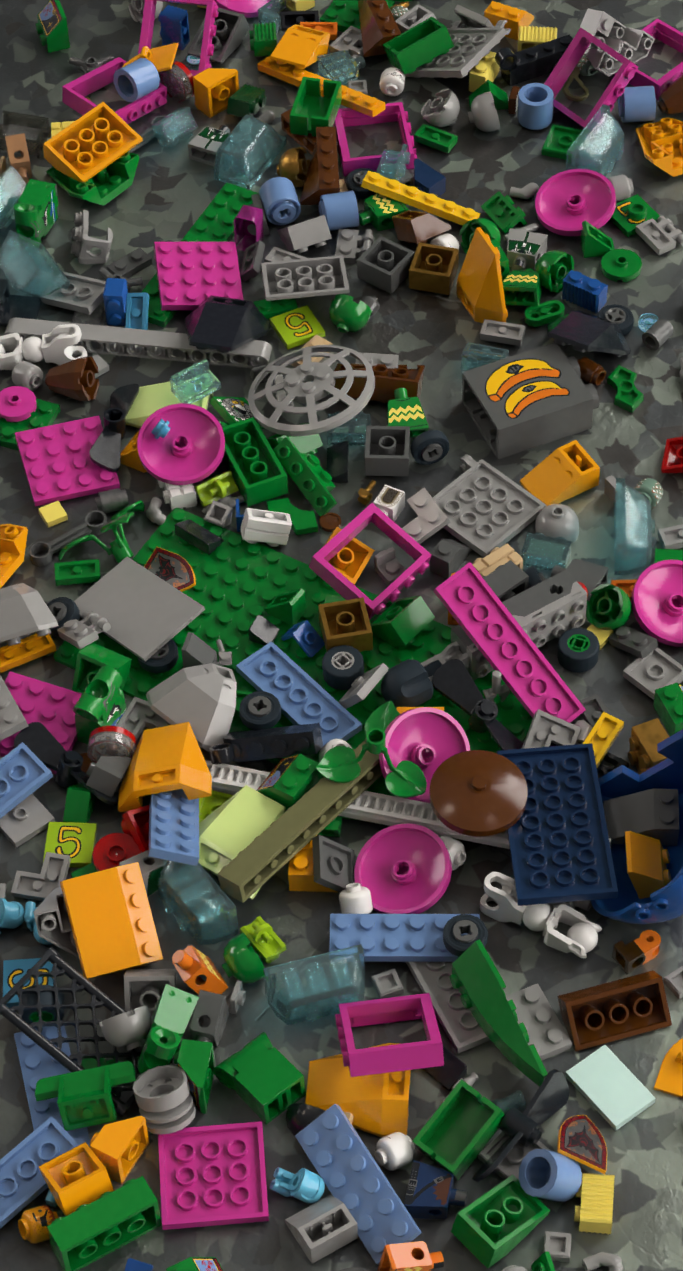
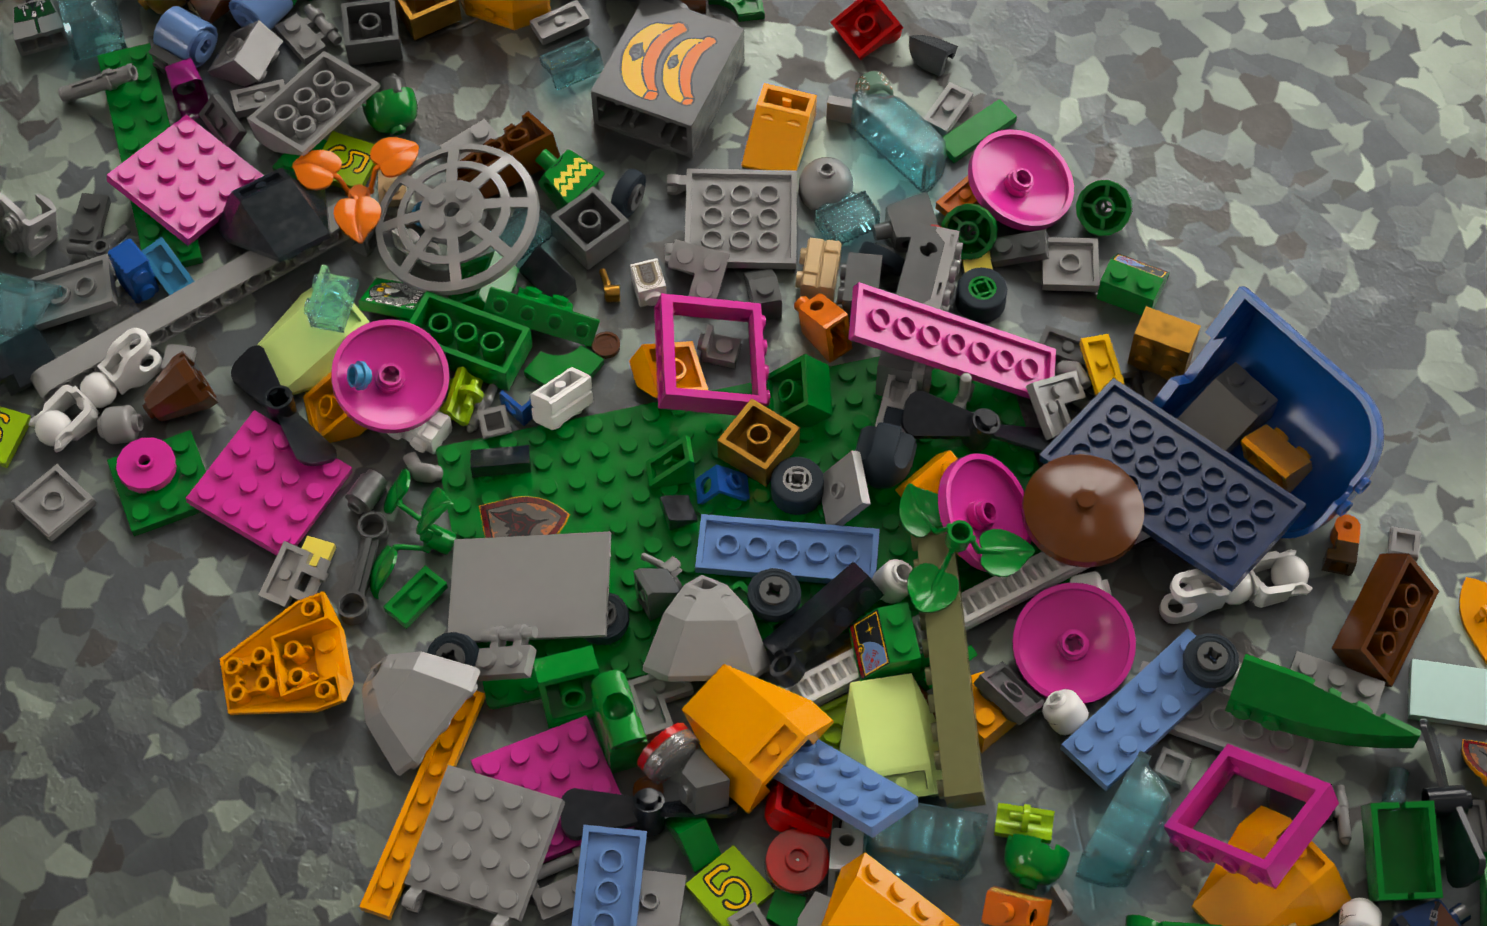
camera: 45 degrees left, 10 degrees up
(25, 509) = (288, 572): none -> light grey plate
(212, 195) = (108, 79): none -> light grey pin
(264, 313) = (359, 211): none -> orange plant

